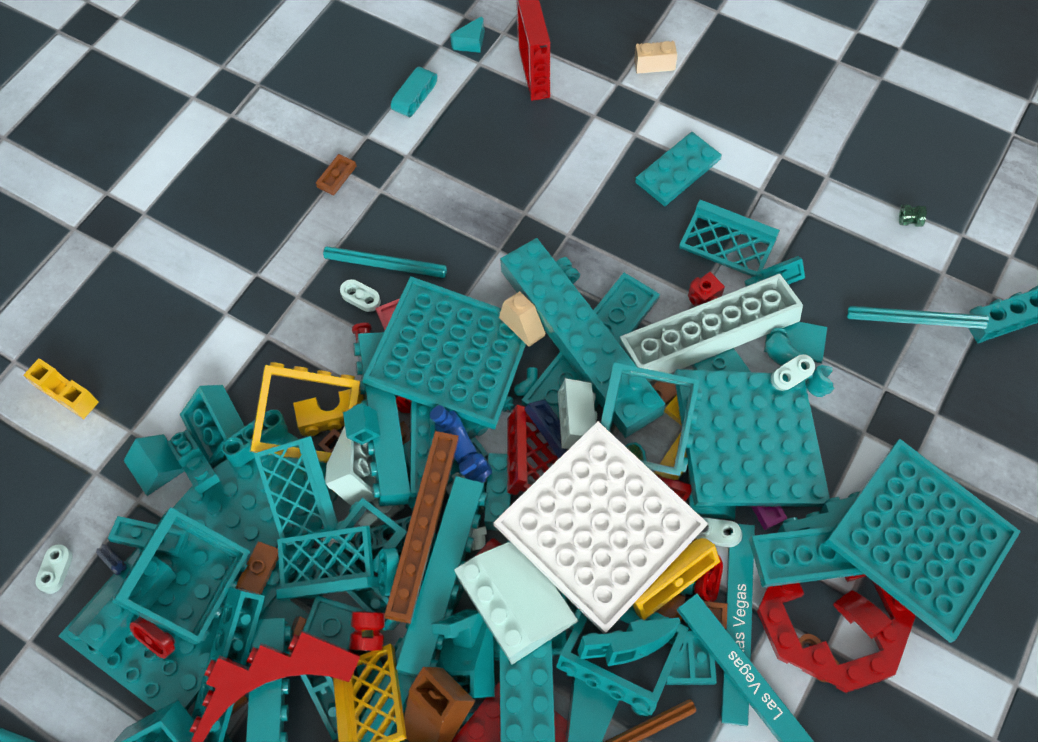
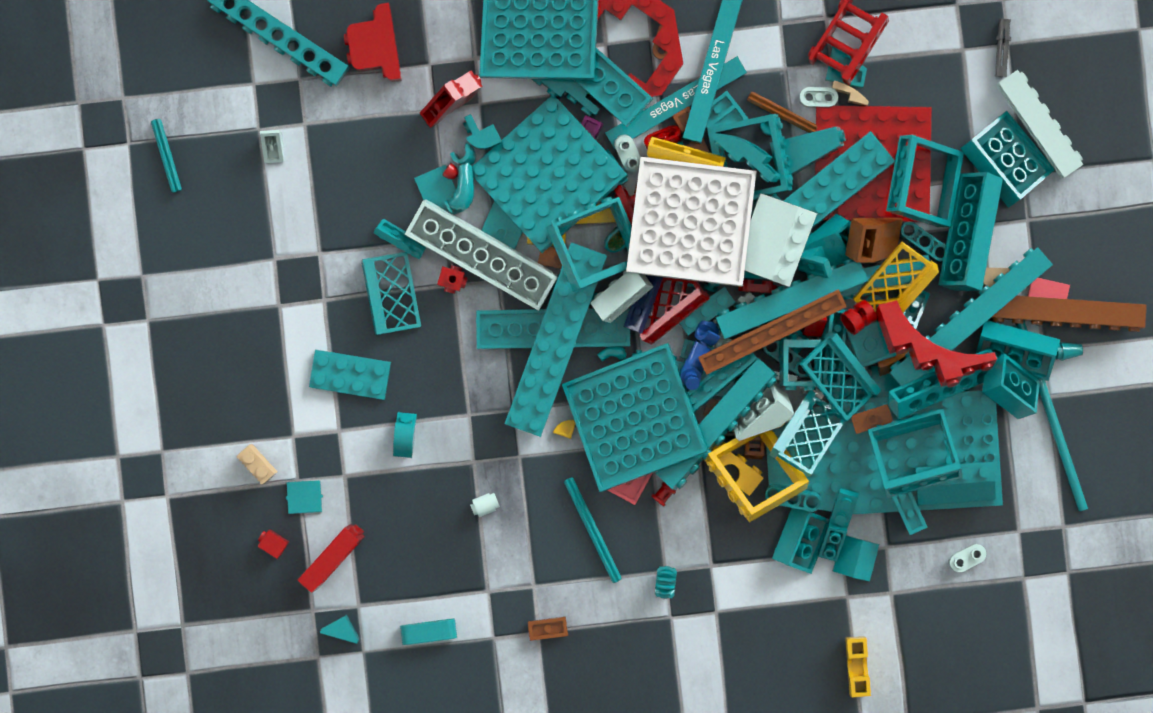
camera: 125 degrees left, 25 degrees up
(111, 559) = (936, 518): dark blue axle -> none
(152, 637) = (960, 436): red plate -> none
(286, 282) = (665, 582): none -> teal gear
(361, 296) = (633, 524): light aqua plate -> none
(361, 424) = (737, 425): teal brick -> none
(387, 569) = (816, 331): teal beam -> none
(480, 193) = (484, 504): none -> light aqua brick
(491, 297) = (565, 428): none -> yellow tile
(522, 318) = (572, 387): tan slope -> none
(566, 265) = (506, 391): teal wheel -> none
(580, 32) = (272, 543): none -> red brick
(593, 167) = (404, 435): none -> teal brick
(600, 78) = (304, 496): none -> teal piece
(793, 371) = (479, 177): light aqua plate -> none
(815, 355) = (450, 172): none -> red hinge
(831, 405) = (482, 139): none -> teal brick
(862, 611) = (617, 30): red slope -> none
(894, 400) = (450, 98): none -> red brick
(912, 215) = (272, 173): clear green wheel -> none
(918, 317) = (366, 119): teal axle -> none
(941, 231) = (272, 146): none -> light aqua slope
(984, 151) = (166, 155): none -> teal axle
(991, 374) = (374, 44): none -> red brick

